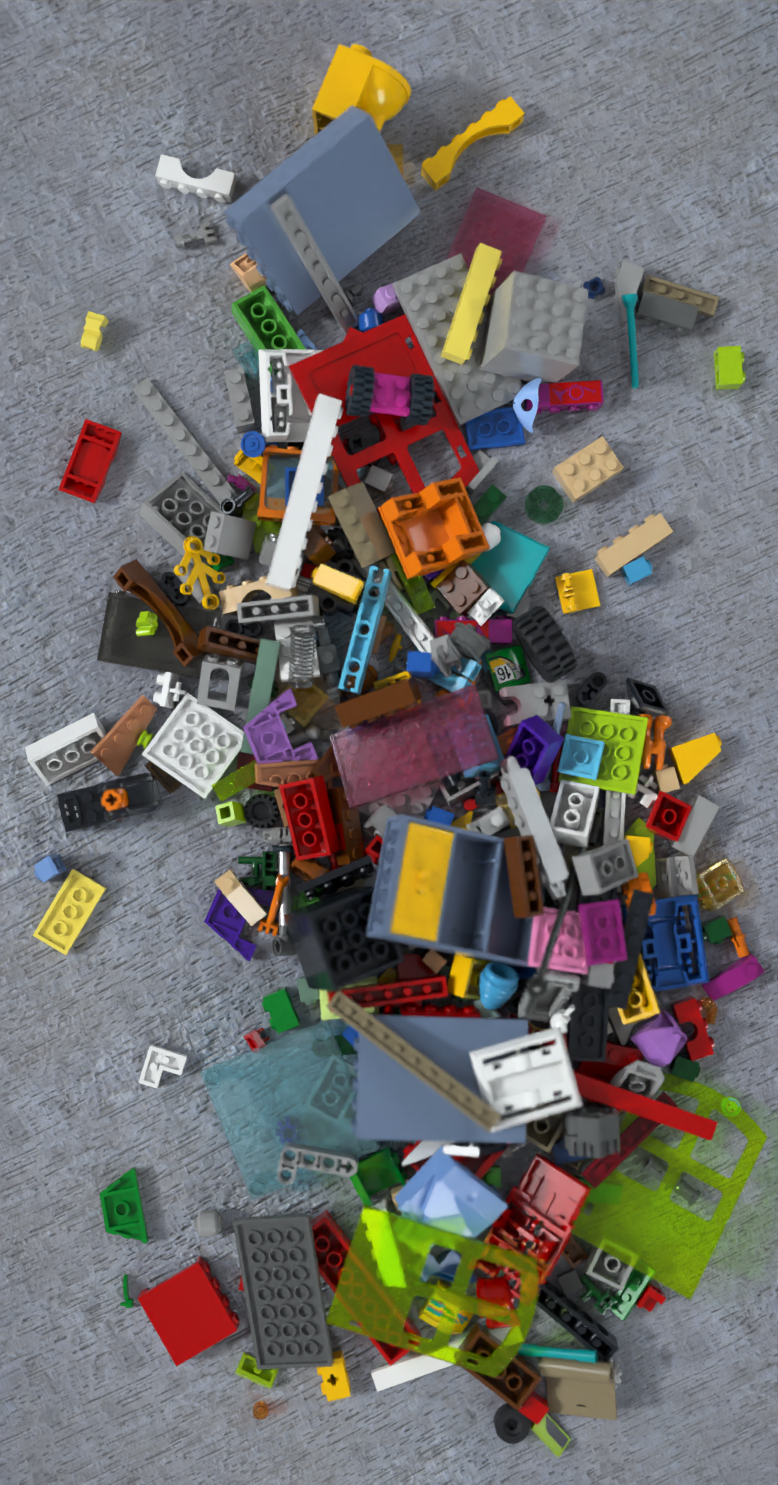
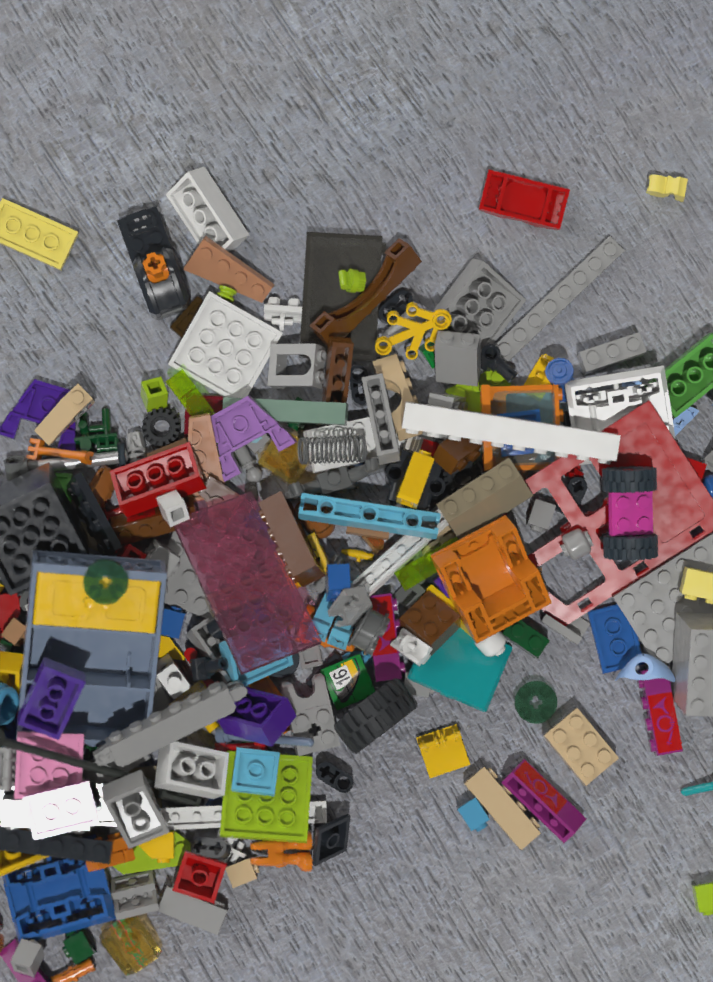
camera: 85 degrees right, 5 degrees down
(49, 868) = (76, 207): medium blue slope -> none
(240, 481) = (521, 364): magenta bar -> none
(247, 358) = (659, 355): clear light blue arm -> none
(339, 805) = (173, 508): none -> white brick
(410, 449) = (576, 544): none -> light grey head
(413, 879) = (96, 590): none -> clear green plate
(504, 931) = (51, 698): none -> dark purple brick
(524, 876) = (114, 716): reddish brown brick -> none
(631, 507) = (544, 801): none -> magenta brick
(646, 805) = (211, 843): none -> black beam
(694, 755) = (272, 902): yellow slope -> none
(722, 975) = (28, 957): none -> light grey brick

